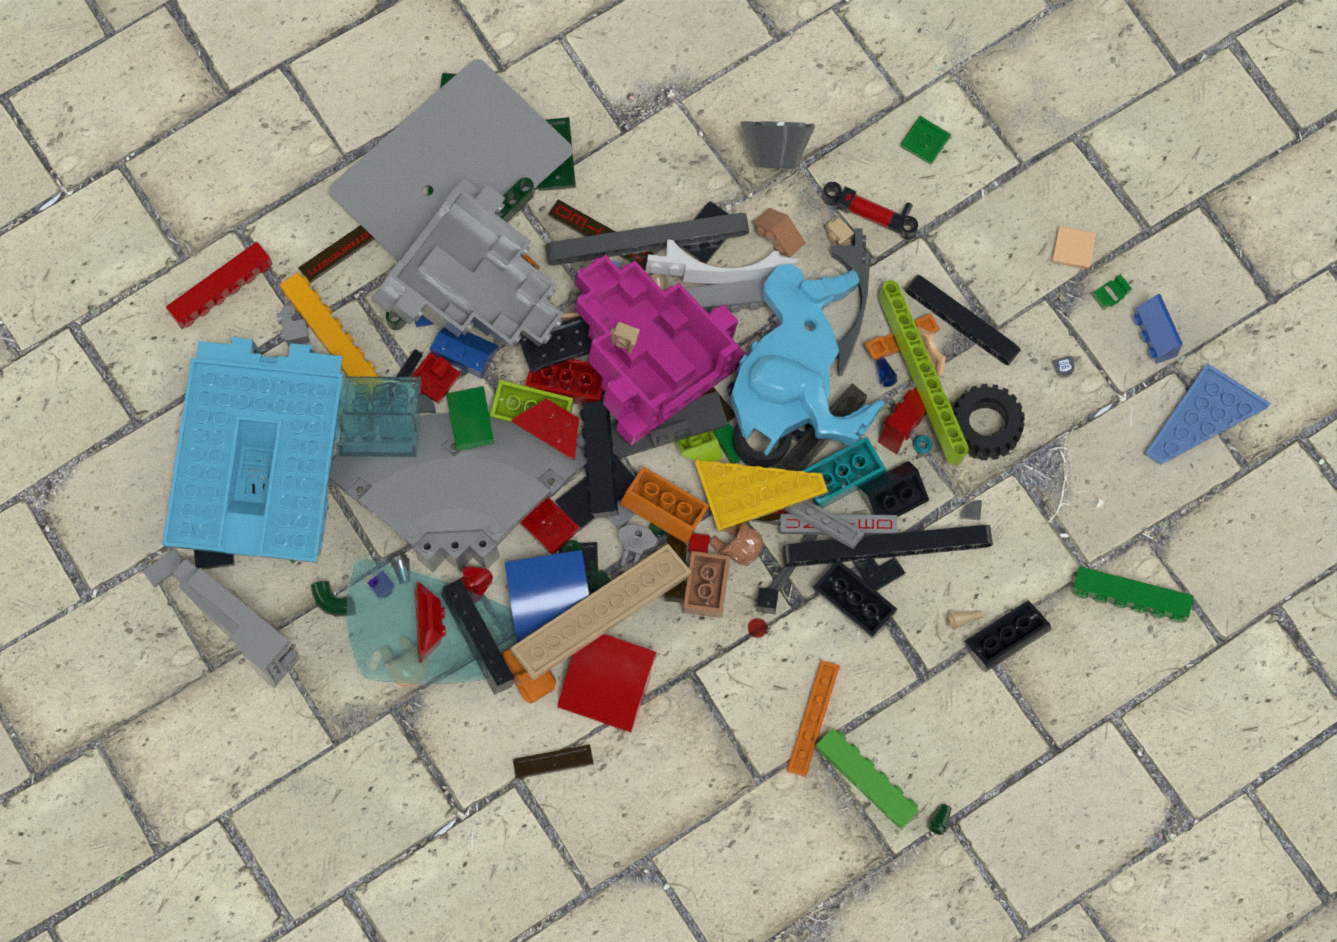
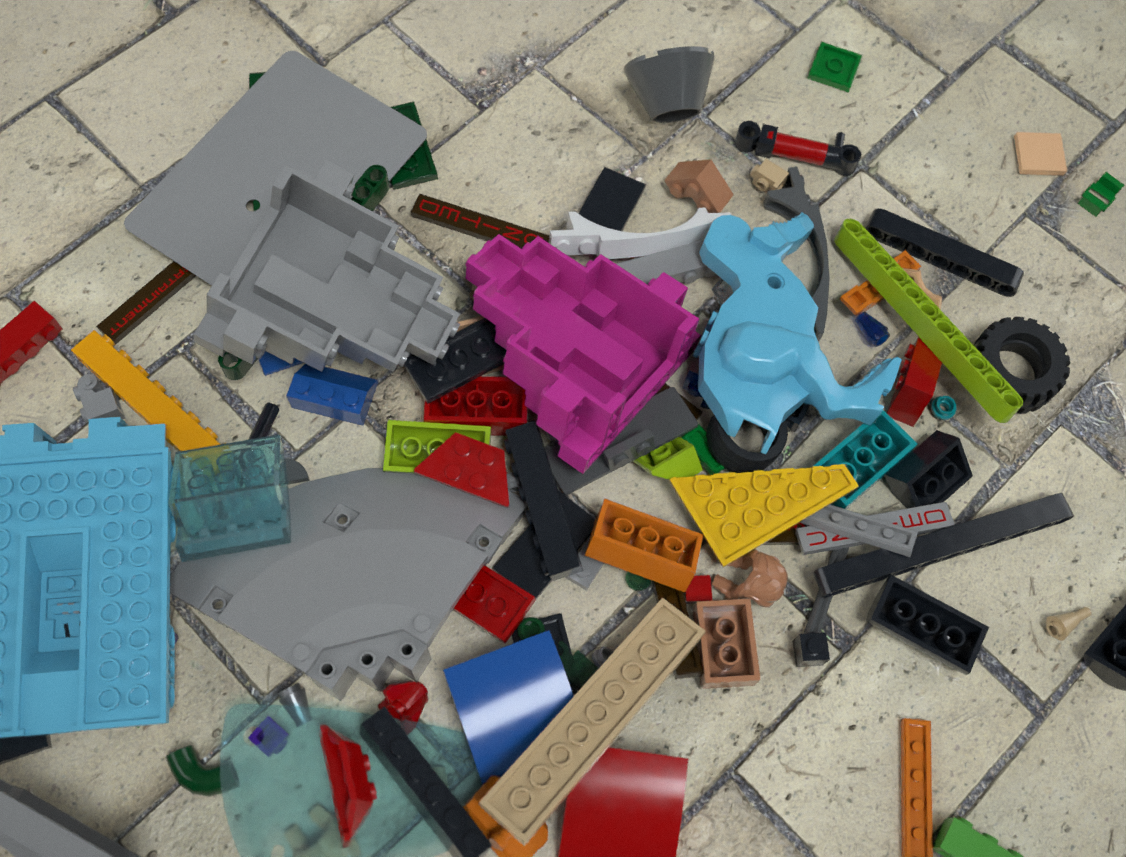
camera: 20 degrees left, 5 degrees down
(436, 377) = (302, 433): red plate -> none
(470, 418) = (357, 479): green tile -> none
(625, 336) = (546, 333): tan brick -> none
(635, 545) = (614, 607): light grey hinge -> none
(646, 238) = (539, 218): dark grey beam -> none
(757, 628) = (804, 690): clear red piece -> none
(809, 445) = (813, 425): clear smoke brick -> none
(879, 576) = (941, 585): black tile -> none
(972, 510) = (1031, 479): flat silver tile -> none
(1064, 366) = (1078, 286): tile -> none

